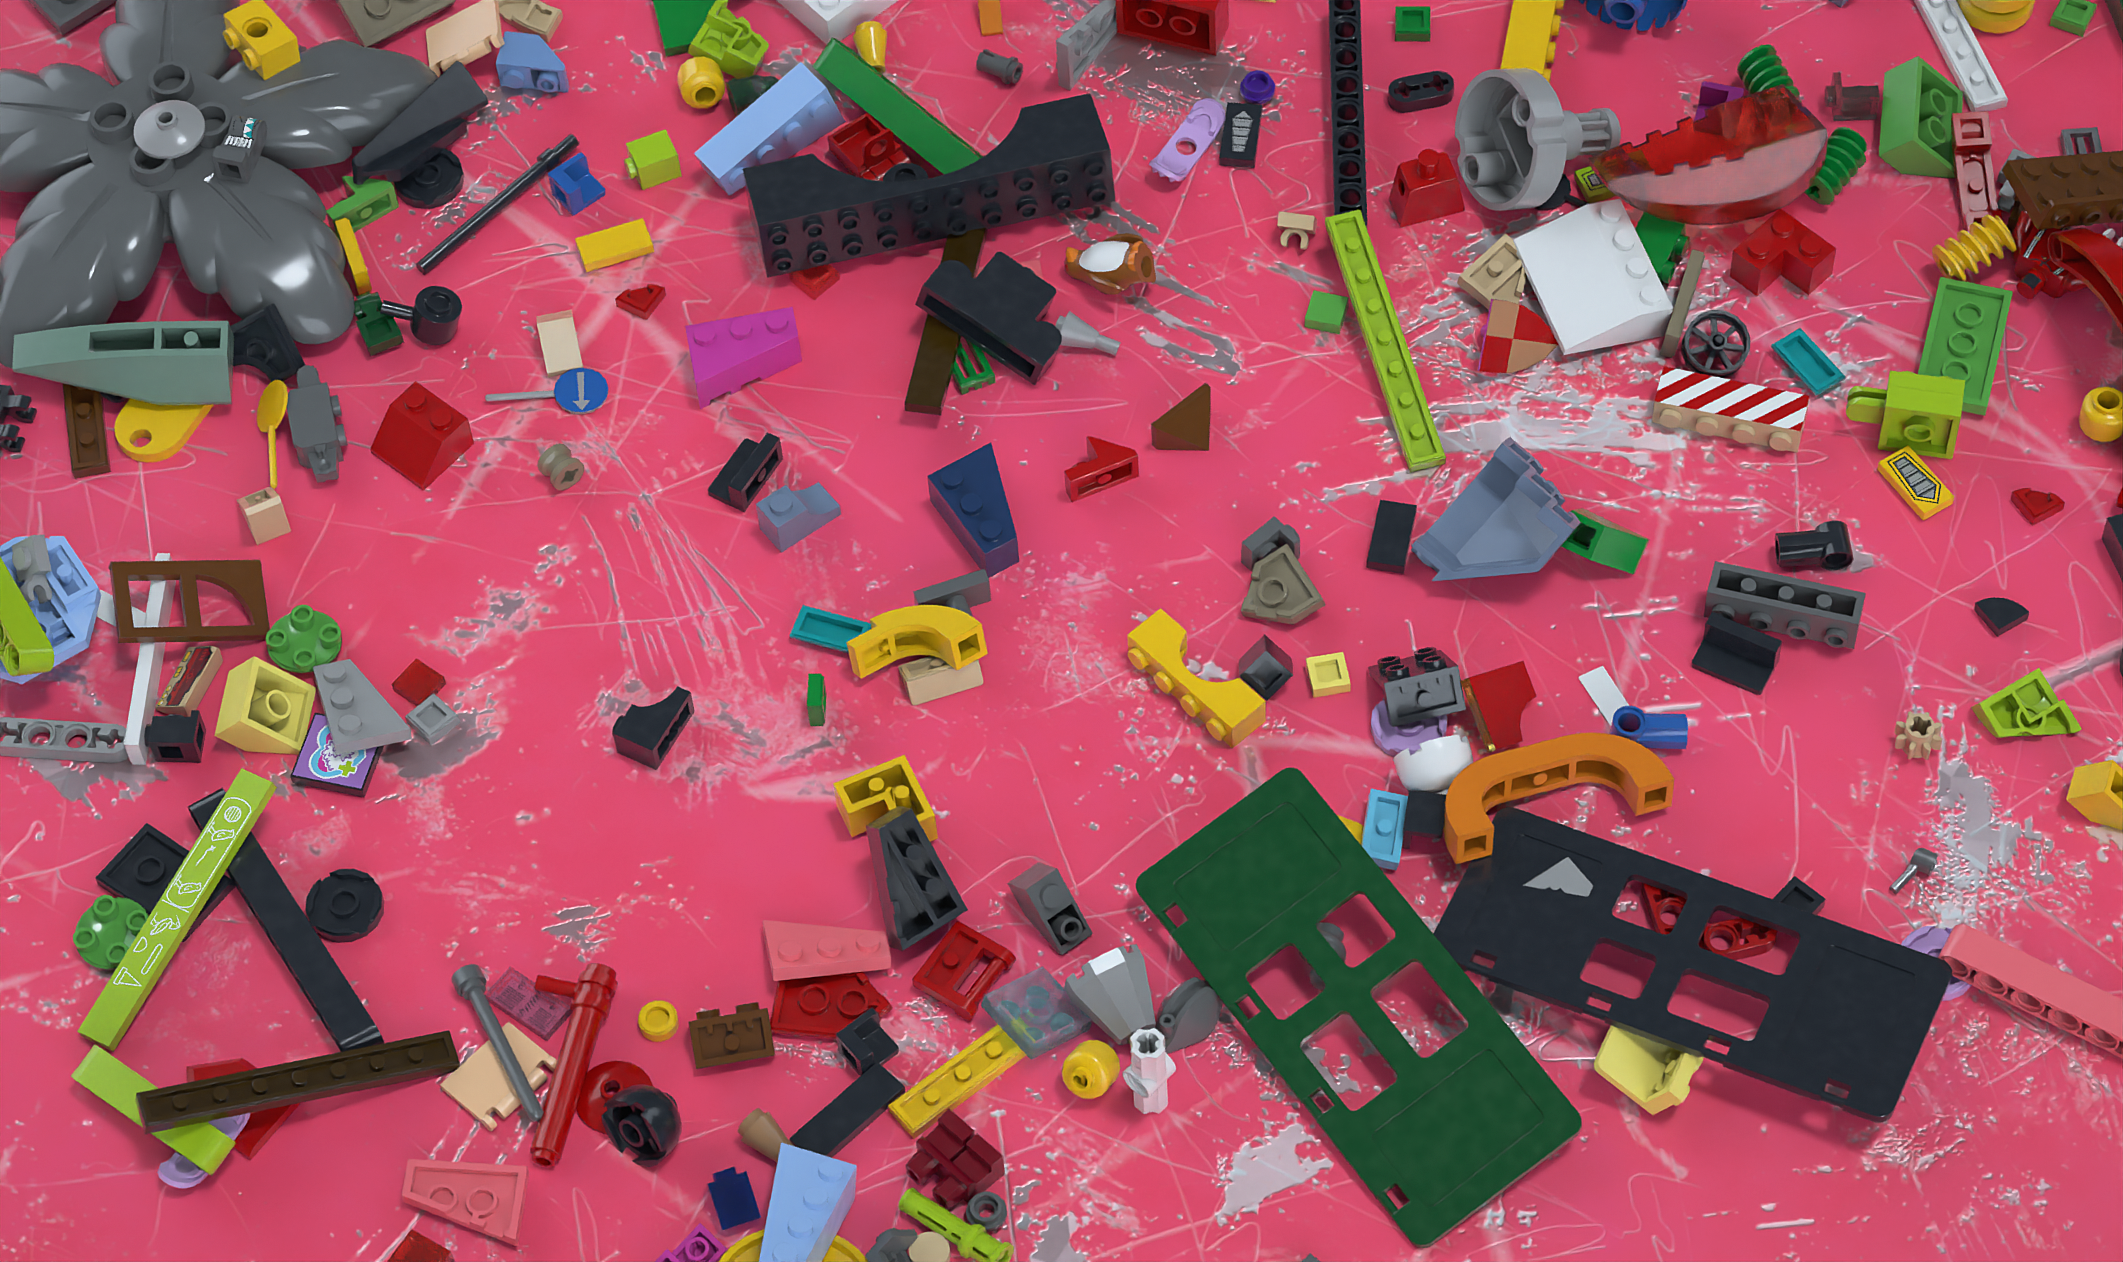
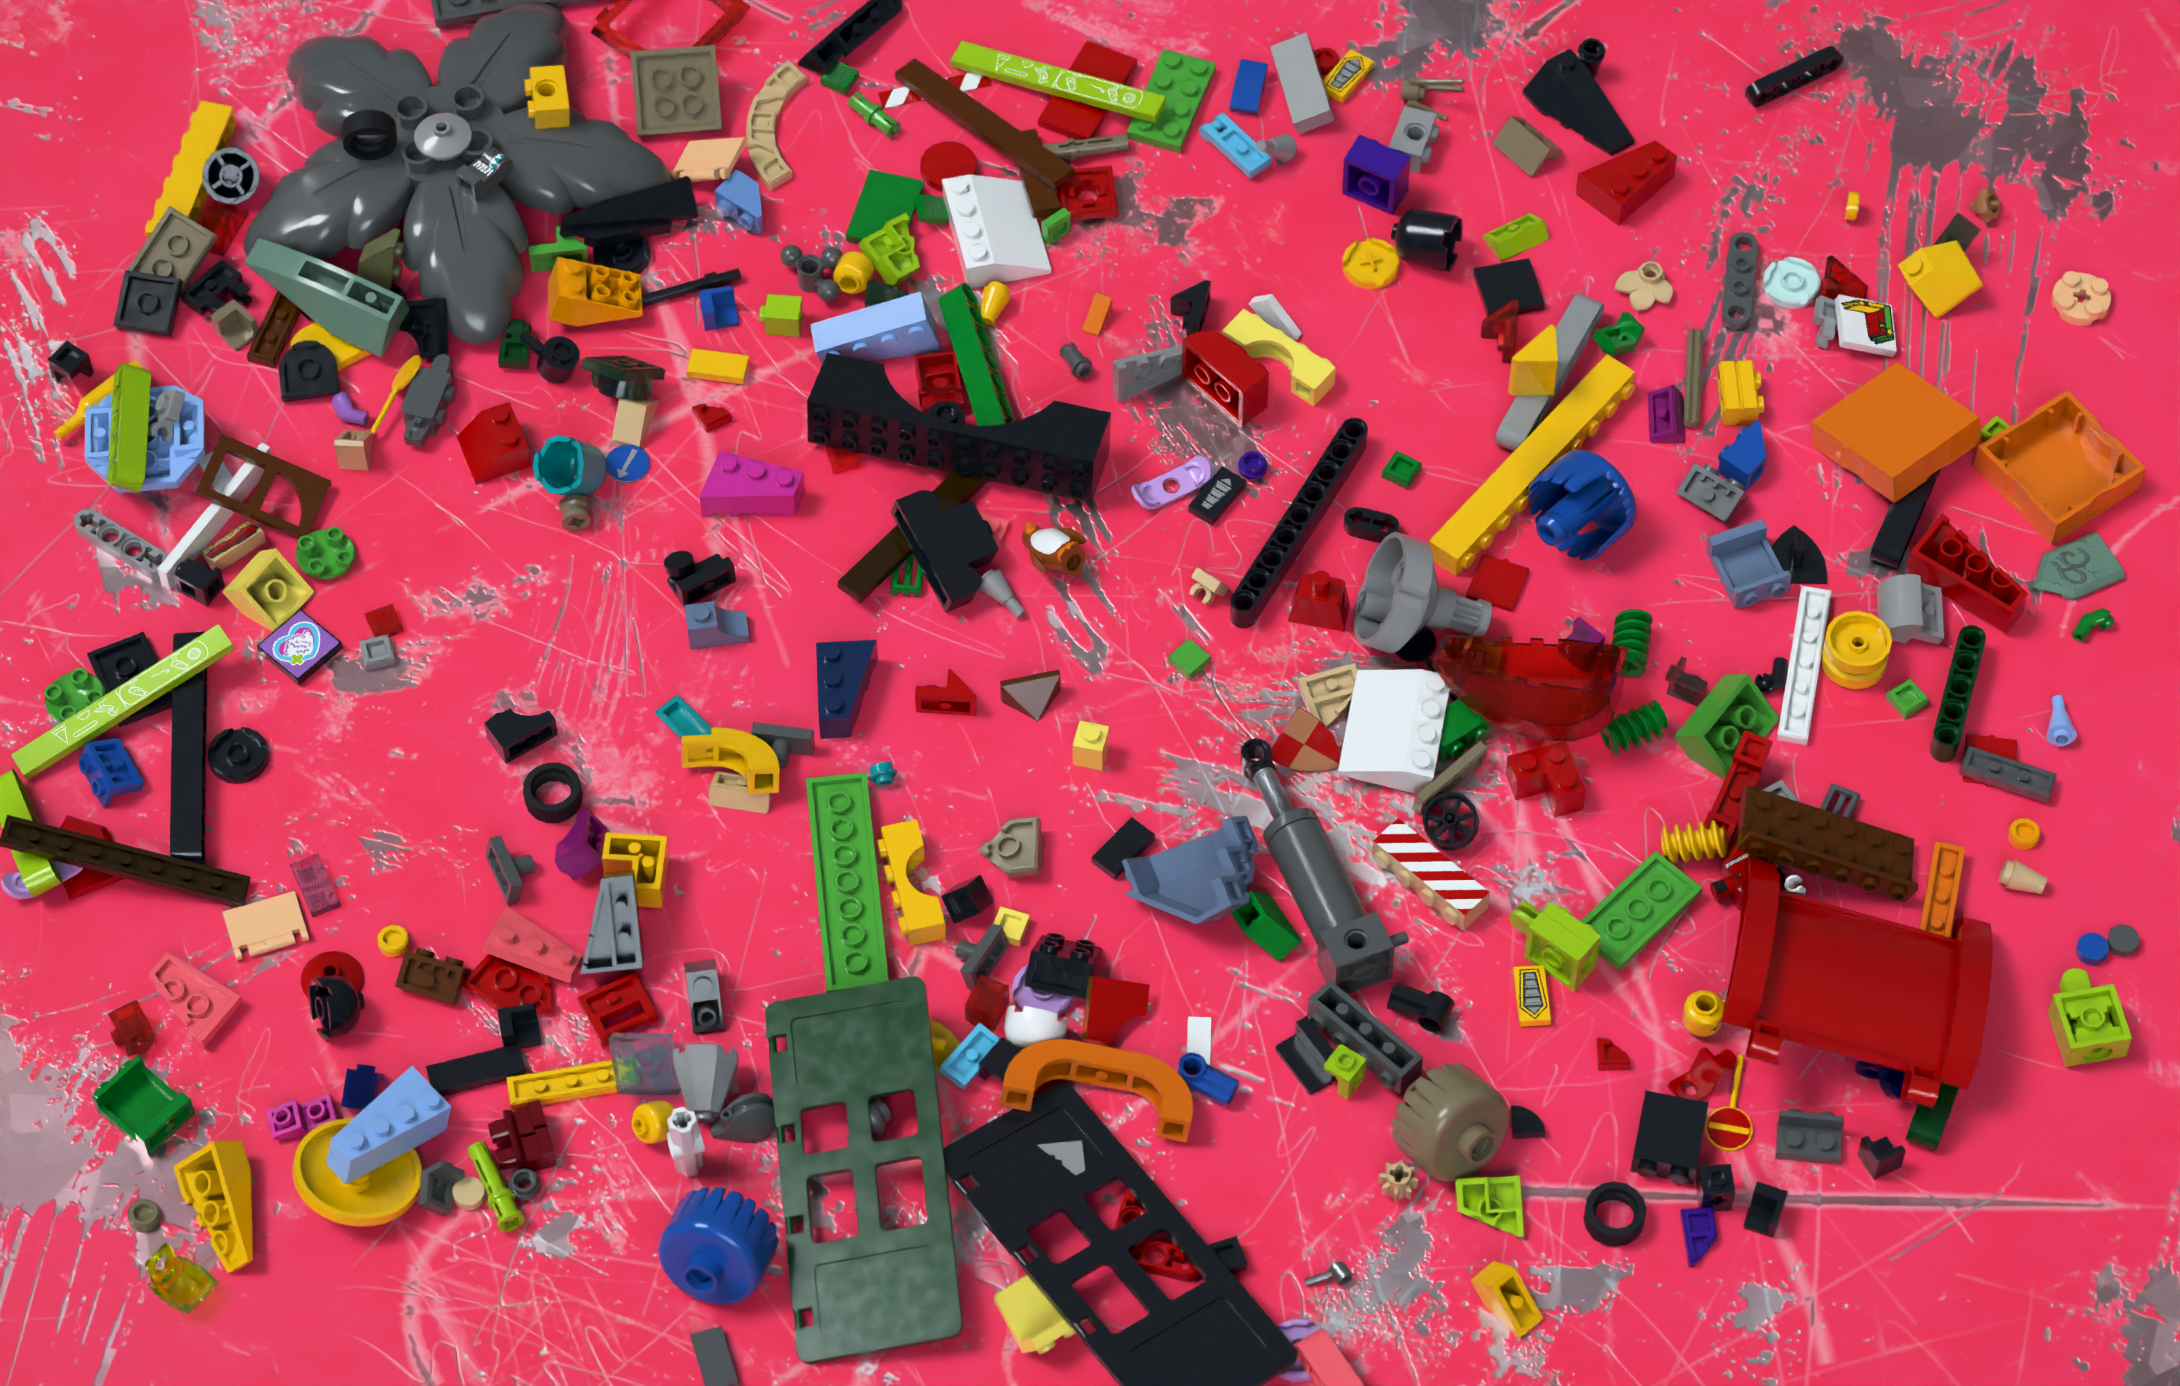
camera: 25 degrees right, 0 degrees up
(38, 445) = (234, 325): none -> dark tan panel
(75, 149) = (369, 148): none -> black tyre
(158, 456) = (308, 372): none -> black tile
(167, 292) = (380, 260): none -> olive slope
(206, 993) = (109, 769): none -> blue bracket
(226, 479) = (346, 412): none -> medium lavender arm
(353, 255) = (530, 288): yellow tile -> none
(356, 710) = (327, 620): light grey wing -> none
(427, 230) = (592, 293): none -> light orange slope
(470, 984) = (283, 851): dark grey piece -> none
(517, 422) = (569, 466): none -> teal cylinder
(522, 299) = (623, 376): none -> piece
(589, 1009) = (351, 908): red cylinder -> none
(653, 100) = (811, 269): none -> dark grey piece
(712, 467) = (679, 564): none -> black tile
(728, 749) = (552, 812): none -> black tyre
(738, 880) = (507, 870): none -> dark grey tile
(763, 1134) = (410, 1052): medium nougat cone -> none
(810, 815) = (582, 846): none -> magenta arch
(816, 699) = (641, 767): green tile -> none
(1083, 581) = (882, 773): none -> teal plate
(1124, 714) = (846, 881): none -> bright green plate
(1259, 1166) = (717, 1246): none -> blue piece
(1267, 540) = (1030, 806): dark grey bracket -> none
(1289, 446) = (1090, 745): none -> light yellow brick
(1322, 720) = (982, 957): none -> dark grey tile
(1362, 764) = (987, 1003): none -> clear red brick
(1385, 341) = (1211, 700): lime tile -> none
(1587, 87) = (1497, 582): none -> red piece
(1702, 514) = (1350, 942): none -> dark grey piece
(1789, 645) = (1347, 1068): none -> lime bracket
(1808, 361) = (1515, 867): teal tile -> none
(1933, 51) = (1776, 679): none -> black arm
(1942, 643) = (1451, 1123): none -> dark tan piece

